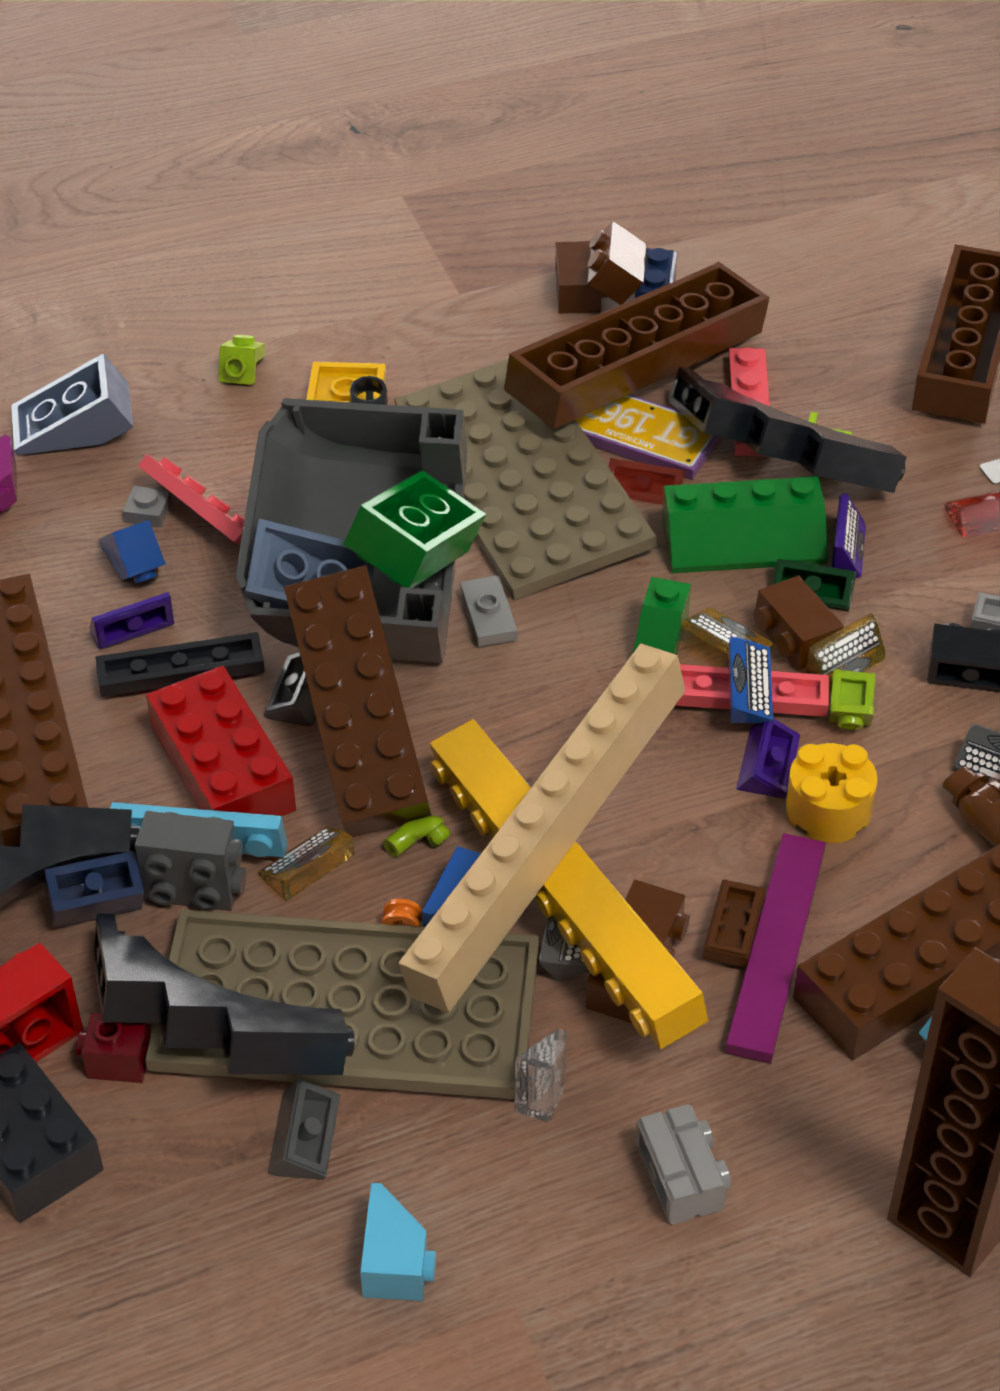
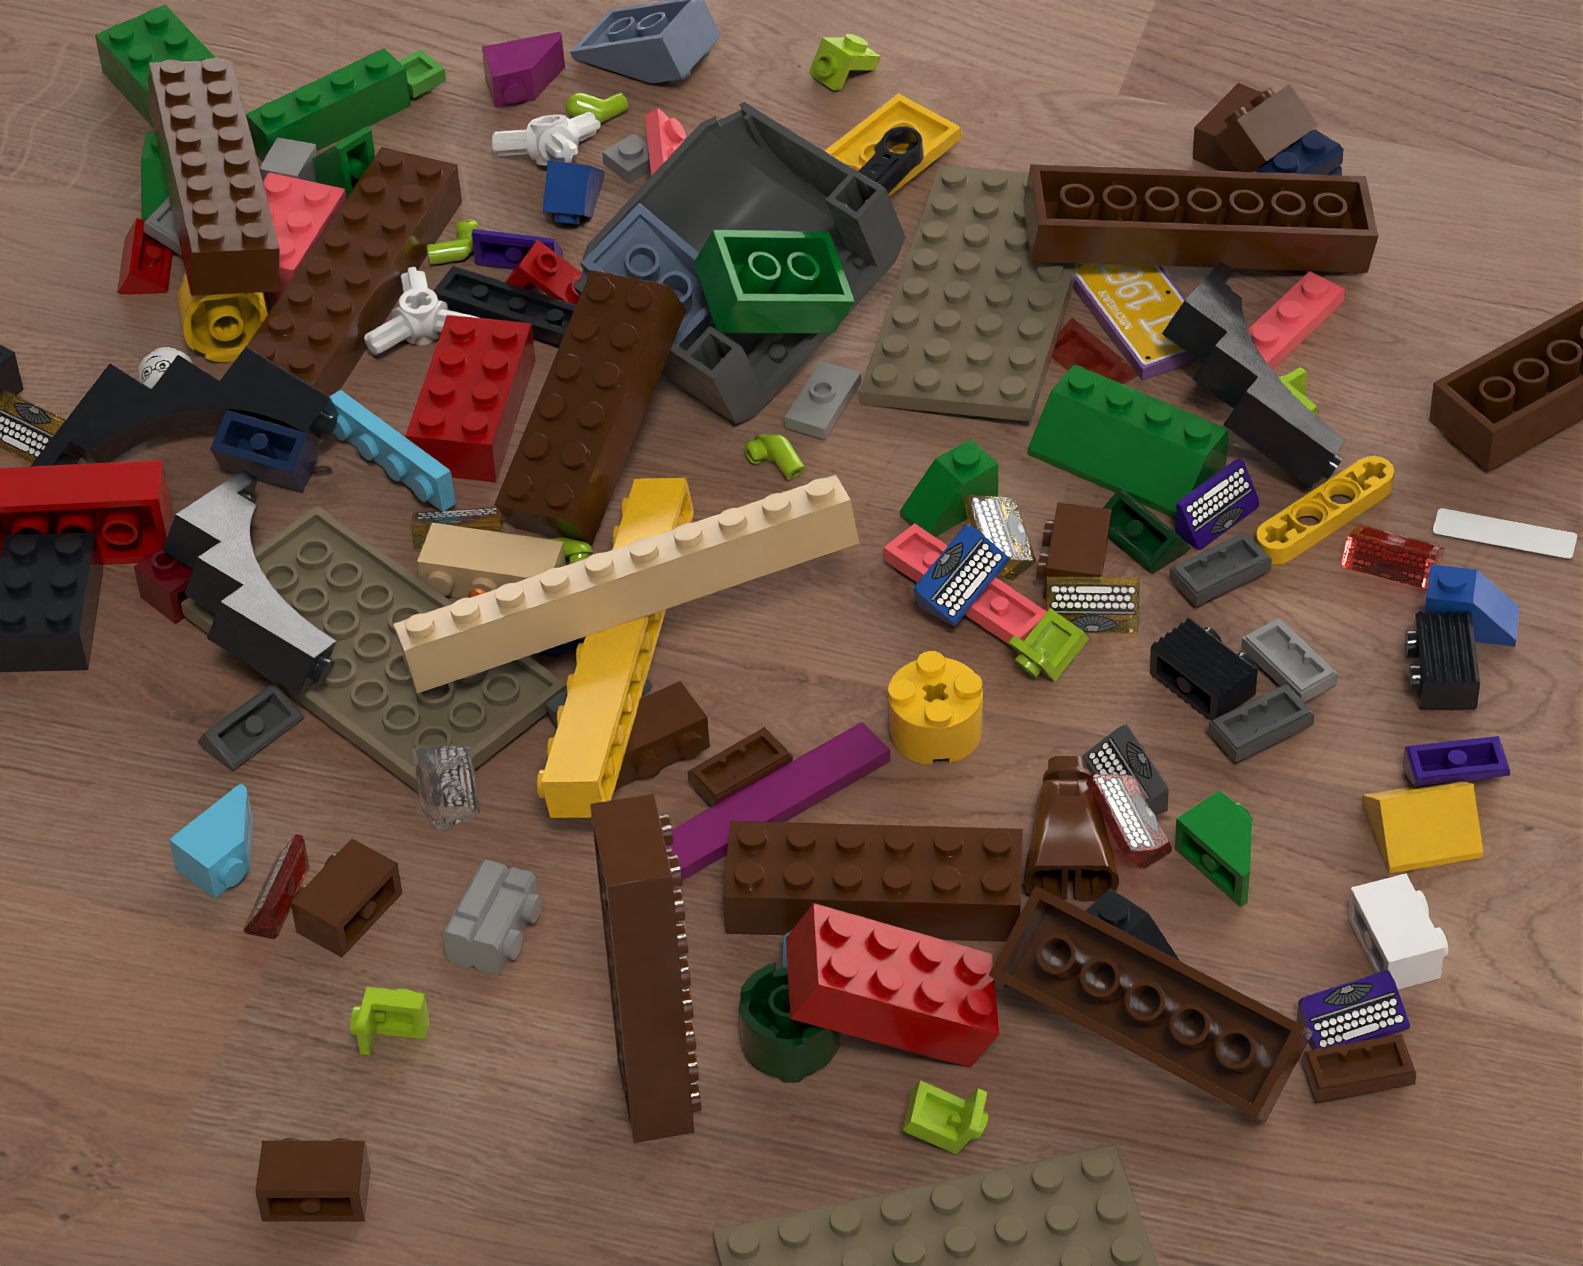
camera: 40 degrees right, 0 degrees up
(74, 521) = (547, 138): none -> white bush
(77, 641) = (454, 250): none -> lime arm
(79, 484) = (602, 109): none -> lime arm
(104, 711) = (416, 319): none -> white bush
(177, 619) = (548, 272): none -> red bracket
(190, 860) = (351, 468): dark grey brick -> none
(367, 877) = (469, 558): none -> tan brick
(477, 1256) = (278, 890): none -> clear red slope
(495, 665) = (775, 449): none -> lime arm
(547, 1225) = (346, 897): none -> reddish brown brick
(686, 1299) = (389, 1013): none -> lime bracket
(768, 759) = (946, 639): dark purple slope -> none
(899, 580) = (1220, 569): none -> dark grey plate
(916, 503) = (1330, 514): none -> yellow beam

